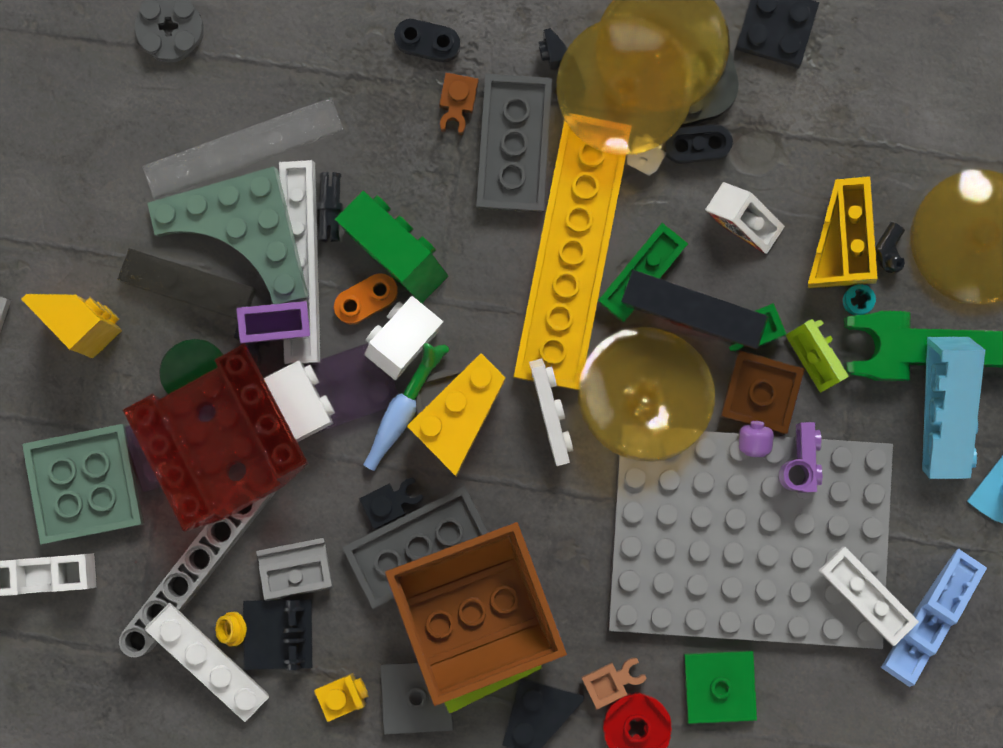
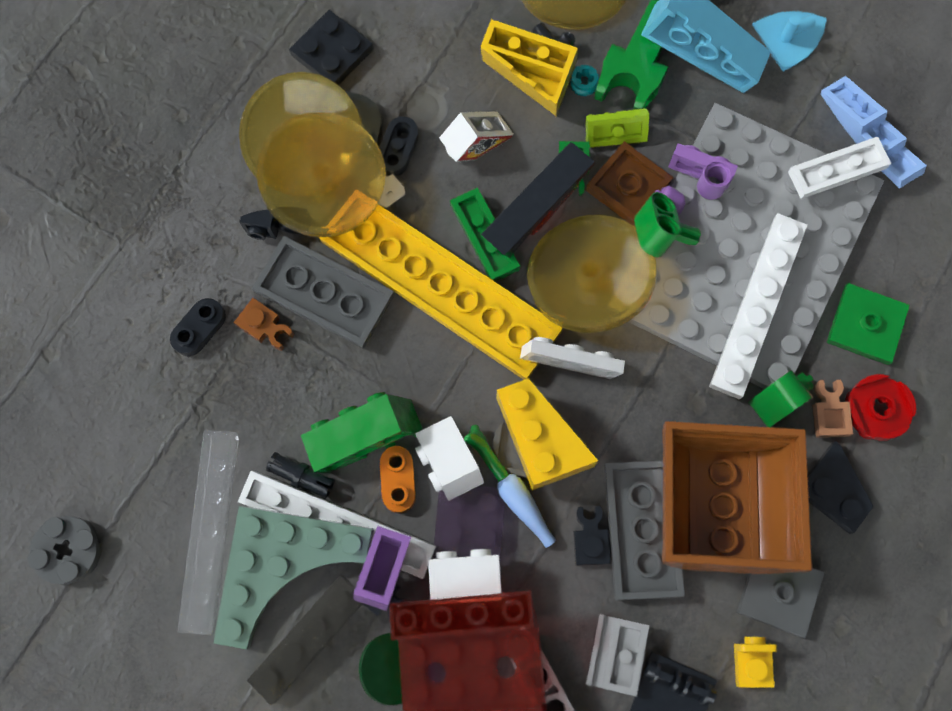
camera: 65 degrees left, 10 degrees down
(603, 629) = (782, 397): none -> green beam
(686, 570) = (758, 306): none -> white plate
(719, 440) = (659, 226): none -> green beam

